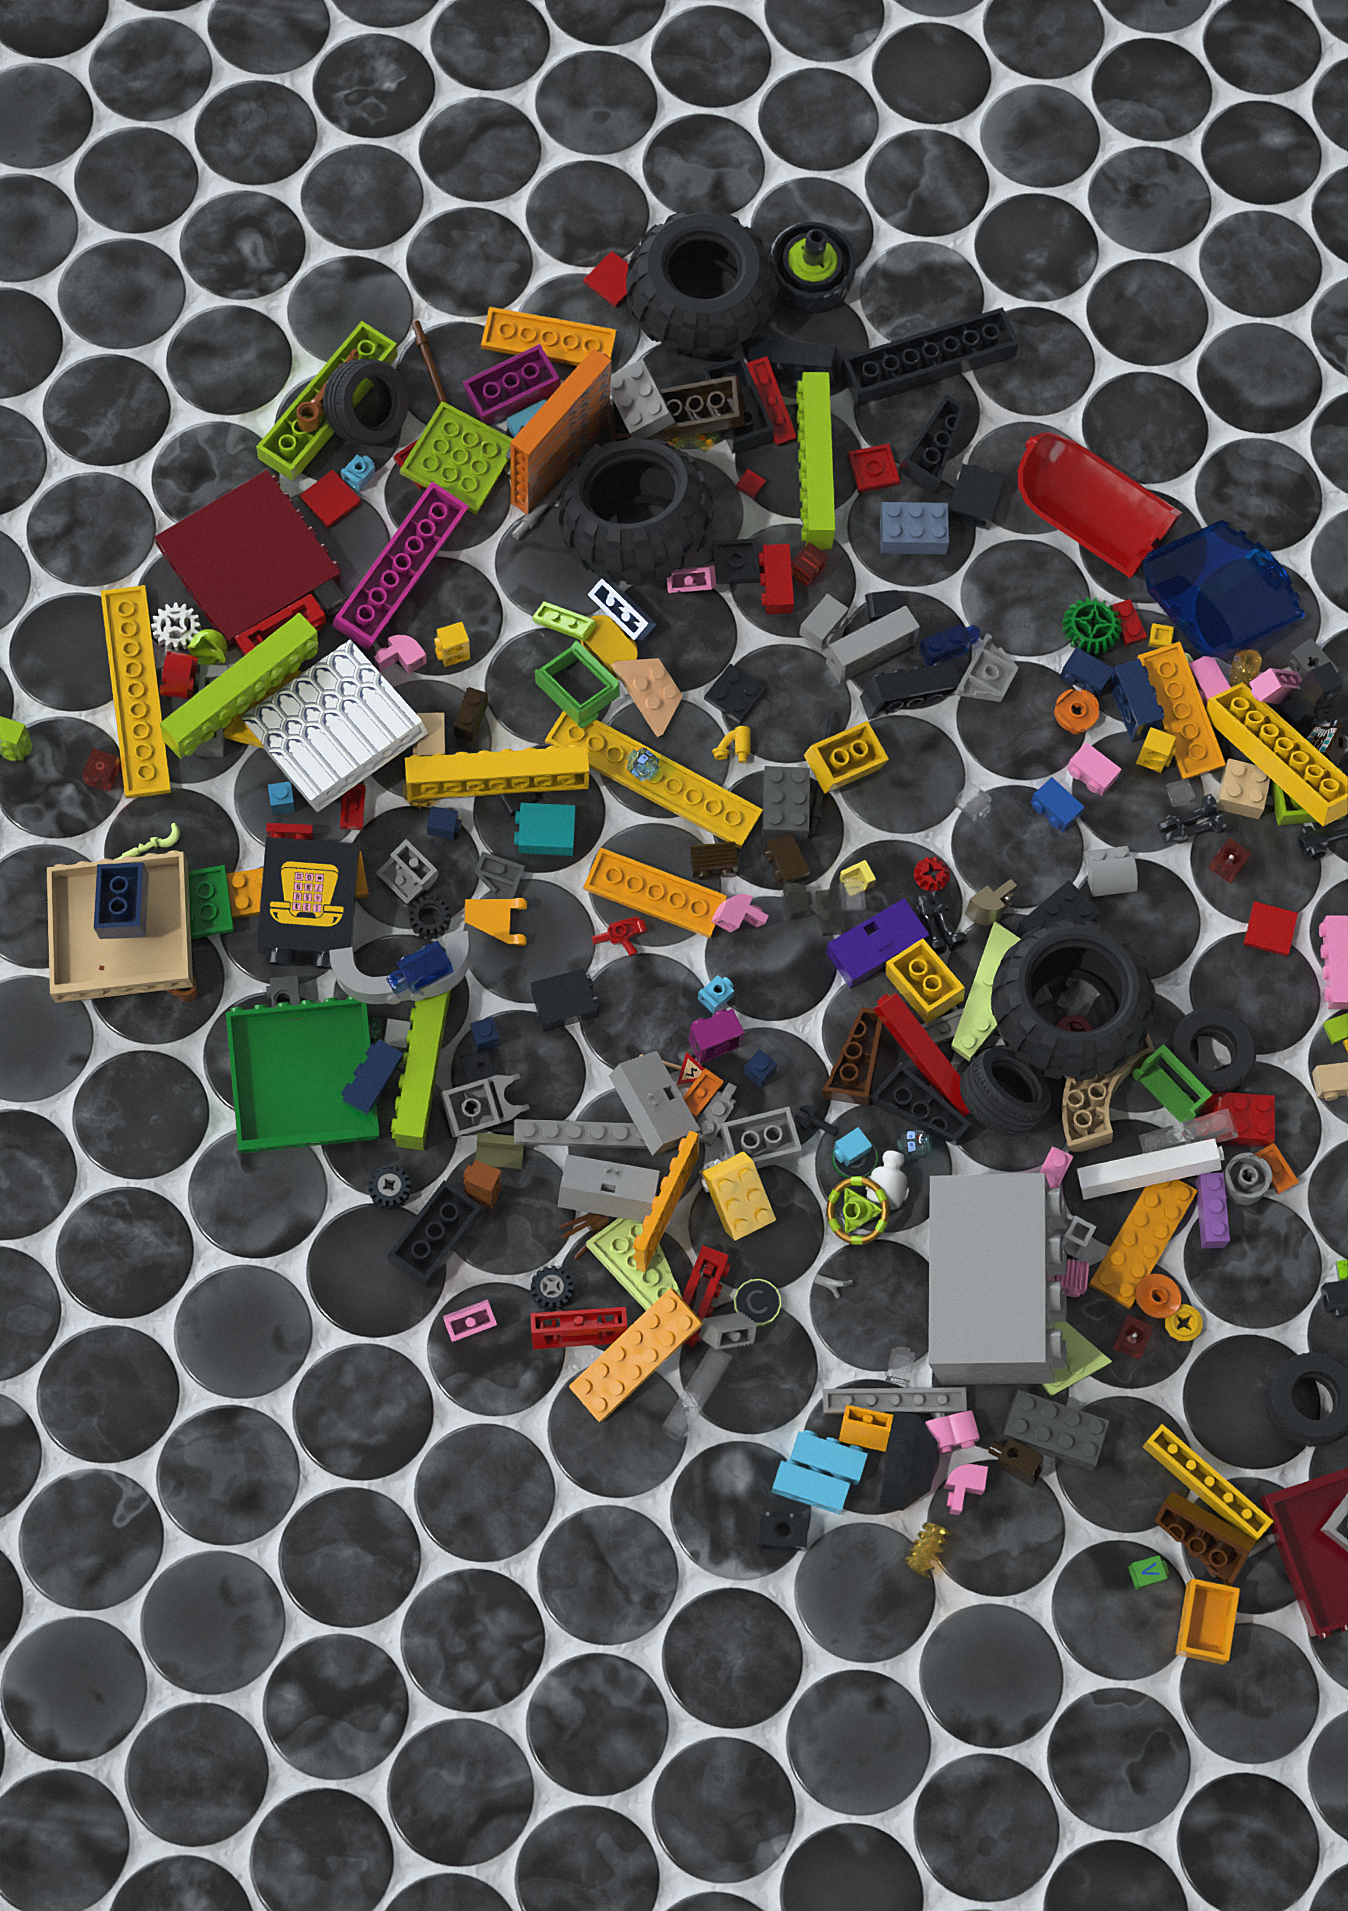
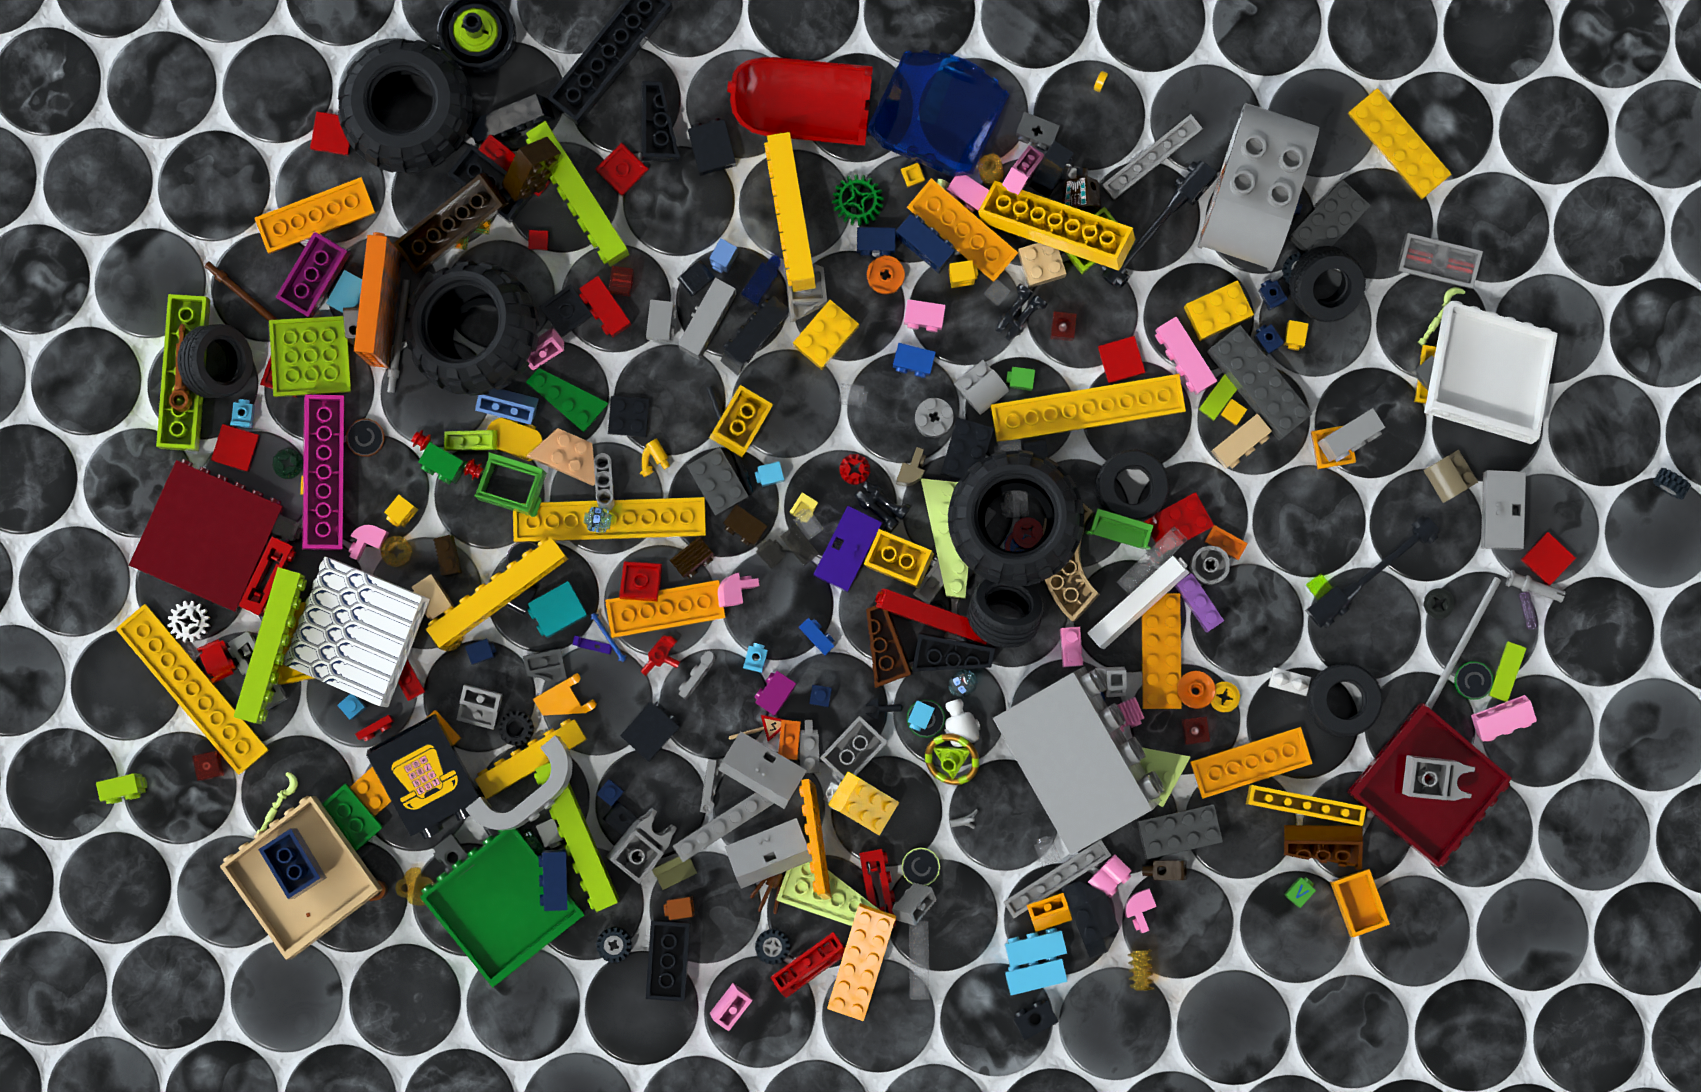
camera: 25 degrees left, 15 degrees up
(208, 647) = (224, 624): lime helmet -> none
(228, 999) = (415, 883): none -> clear yellow plate
(368, 550) = (290, 472): none -> clear green gear
(383, 952) = (527, 760): none -> yellow brick
(419, 674) = (389, 544): none -> clear yellow gear
(420, 969) = (541, 787): clear blue brick -> none
(462, 562) = (365, 437): none -> black tile
(525, 625) = (443, 463): none -> green brick
(556, 884) = (590, 644): none -> dark purple piece
(580, 914) = (622, 657): none -> blue axle
(588, 1090) = (709, 787): none -> light grey hinge
(640, 400) = (419, 235): light grey brick -> none
(646, 974) = (698, 674): none -> light grey hinge
(647, 851) = (640, 581): none -> red tile
(672, 734) = (604, 473): none -> light grey beam
(686, 645) = (570, 400): none -> green wing
(788, 401) = (531, 169): none -> dark brown brick
(791, 1002) = (821, 641): none -> blue piece
(842, 827) = (769, 474): none -> medium azure brick
(914, 528) = (681, 202): sand blue brick -> none
(925, 597) = (723, 256): none -> medium blue brick
(982, 729) = (825, 334): none -> yellow brick
(1017, 592) = (790, 211): none -> yellow brick
(1053, 873) = (930, 407): none -> light grey brick
(1131, 626) = (886, 181): red plate -> none
(1156, 885) = (1021, 378): none -> bright green brick
(1174, 1405) = (1251, 762): none -> light orange plate
(1211, 955) = (1088, 408): none -> yellow plate
(1262, 1349) = (1289, 681): none -> white tile

